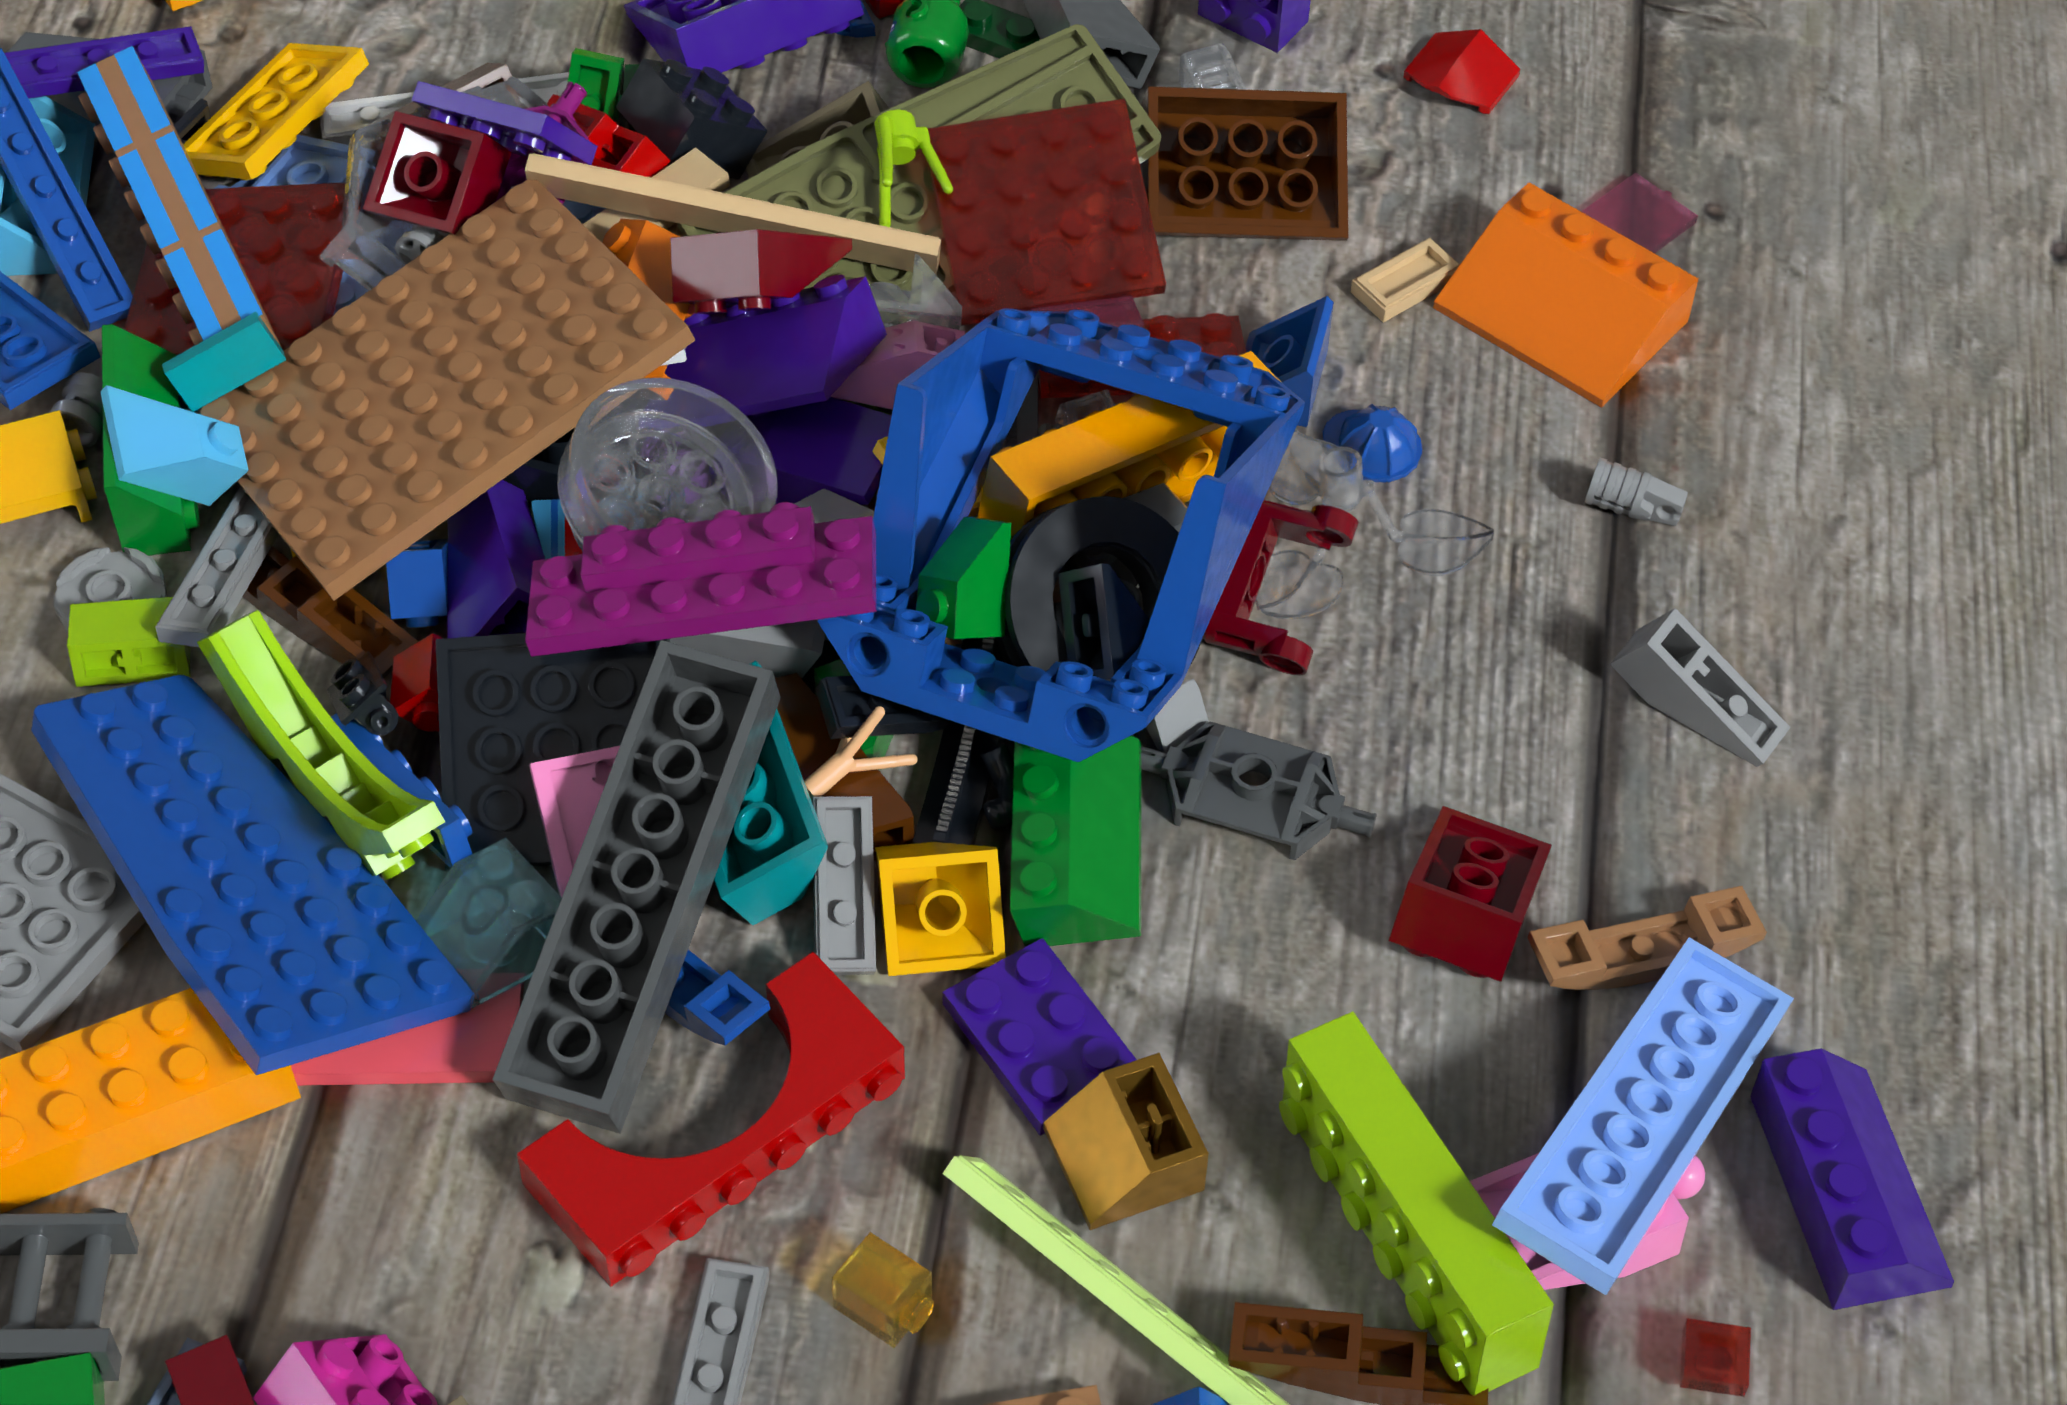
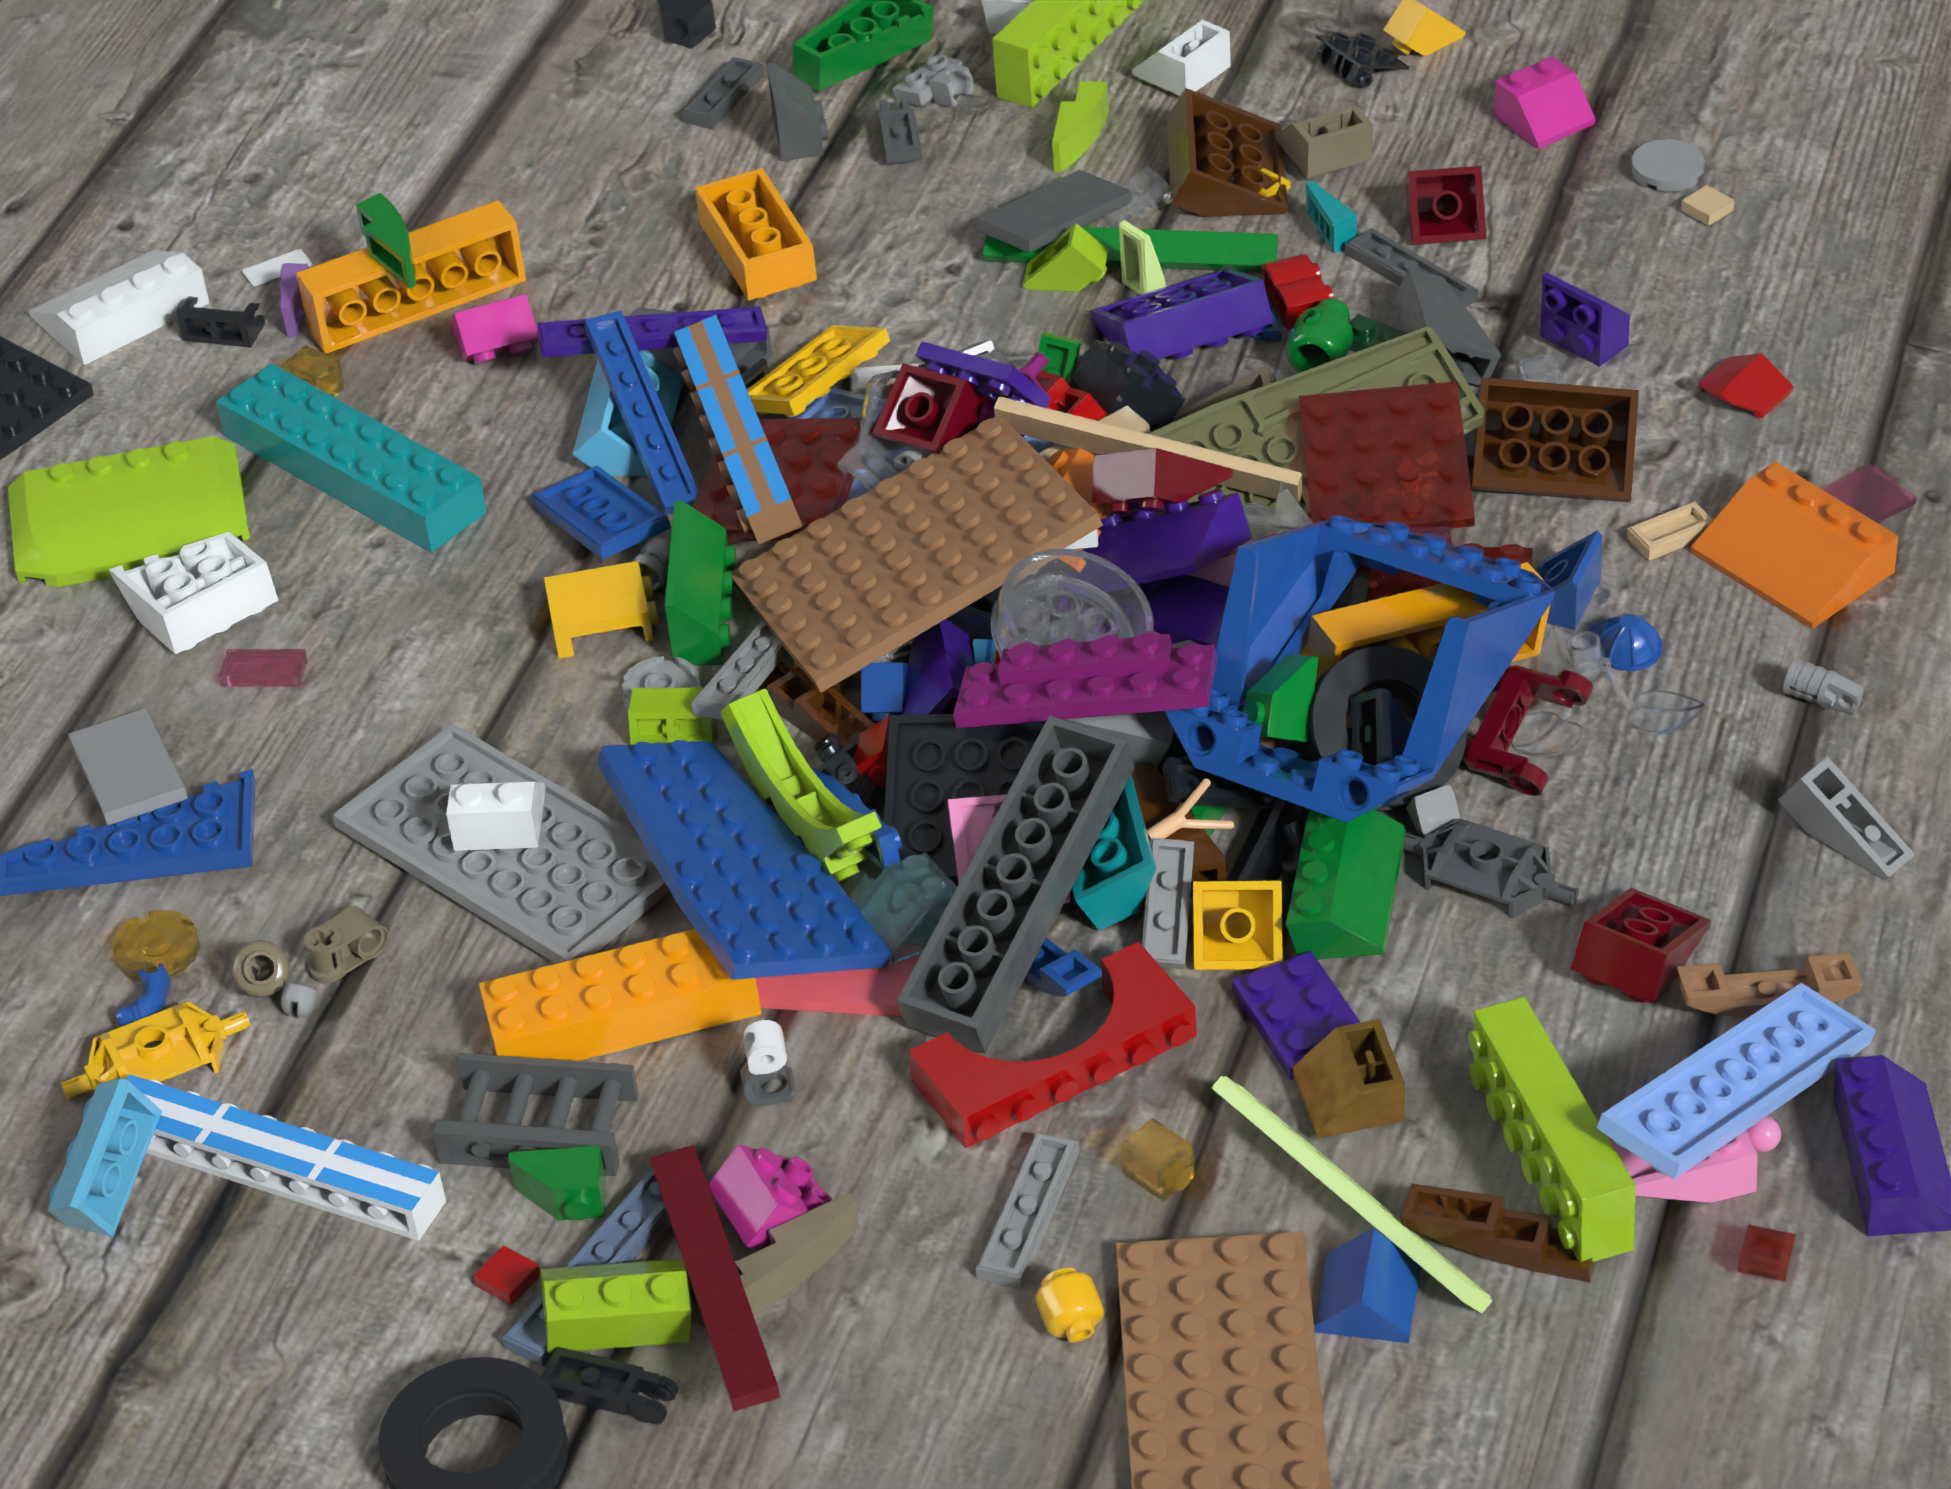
camera: 15 degrees right, 10 degrees down
(172, 447) = (717, 585): medium azure slope -> none
(224, 362) = (759, 531): teal tile -> none
(315, 1186) = (766, 1061): none -> leg
(897, 145) = (1277, 405): lime plant -> none

